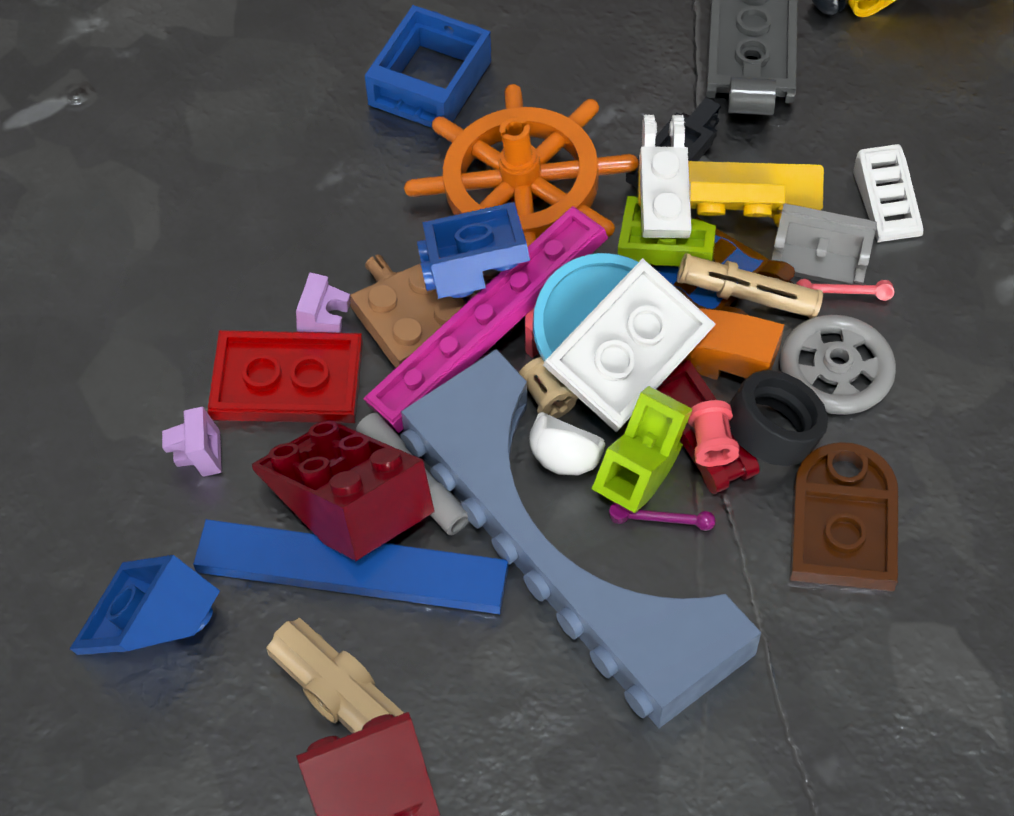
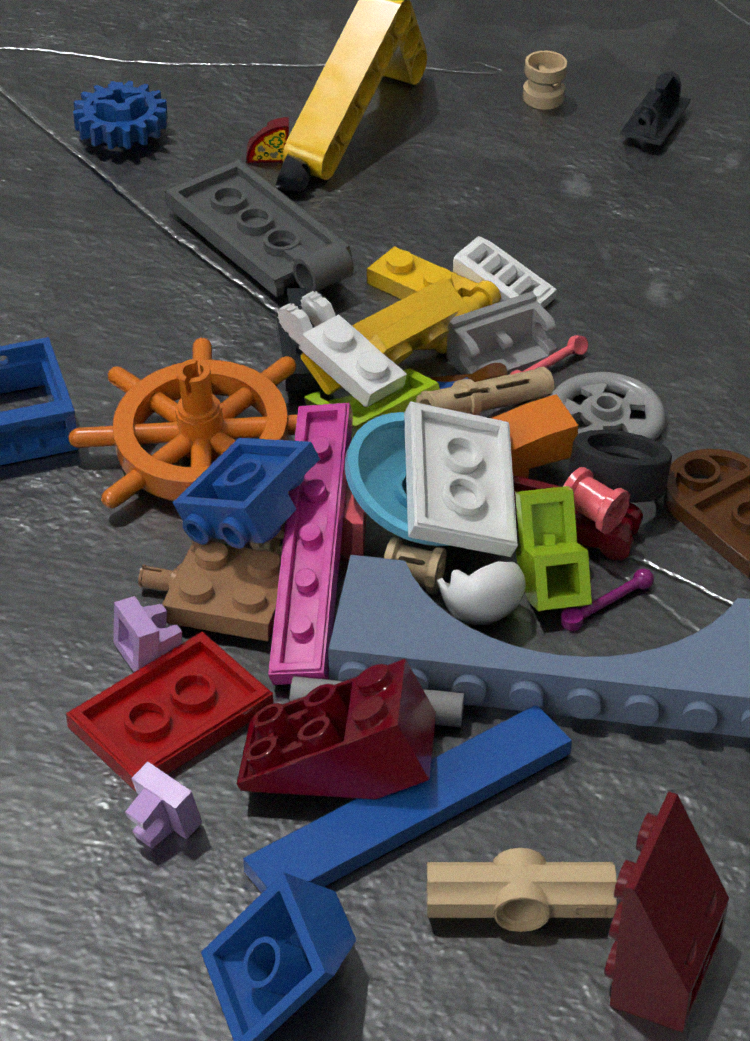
camera: 45 degrees left, 15 degrees down
(823, 143) = (404, 274): none -> yellow plate

